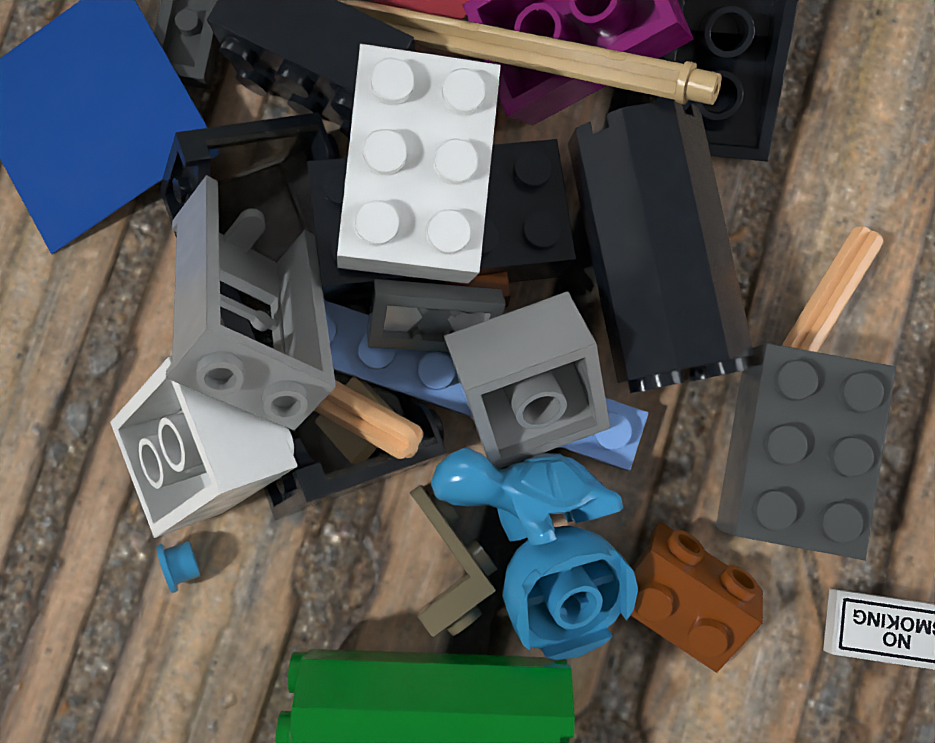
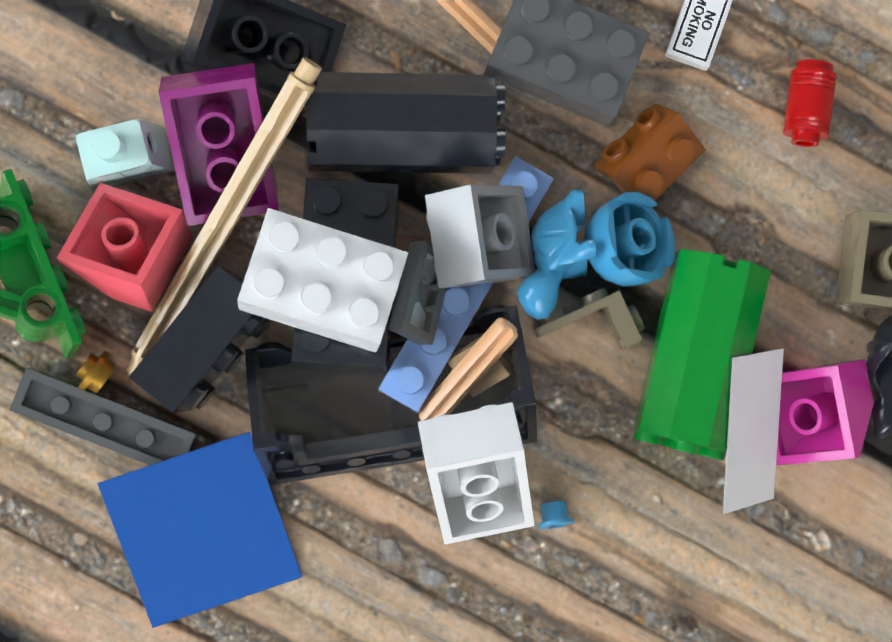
camera: 85 degrees left, 5 degrees up
(224, 364) = (445, 390): light grey door -> none

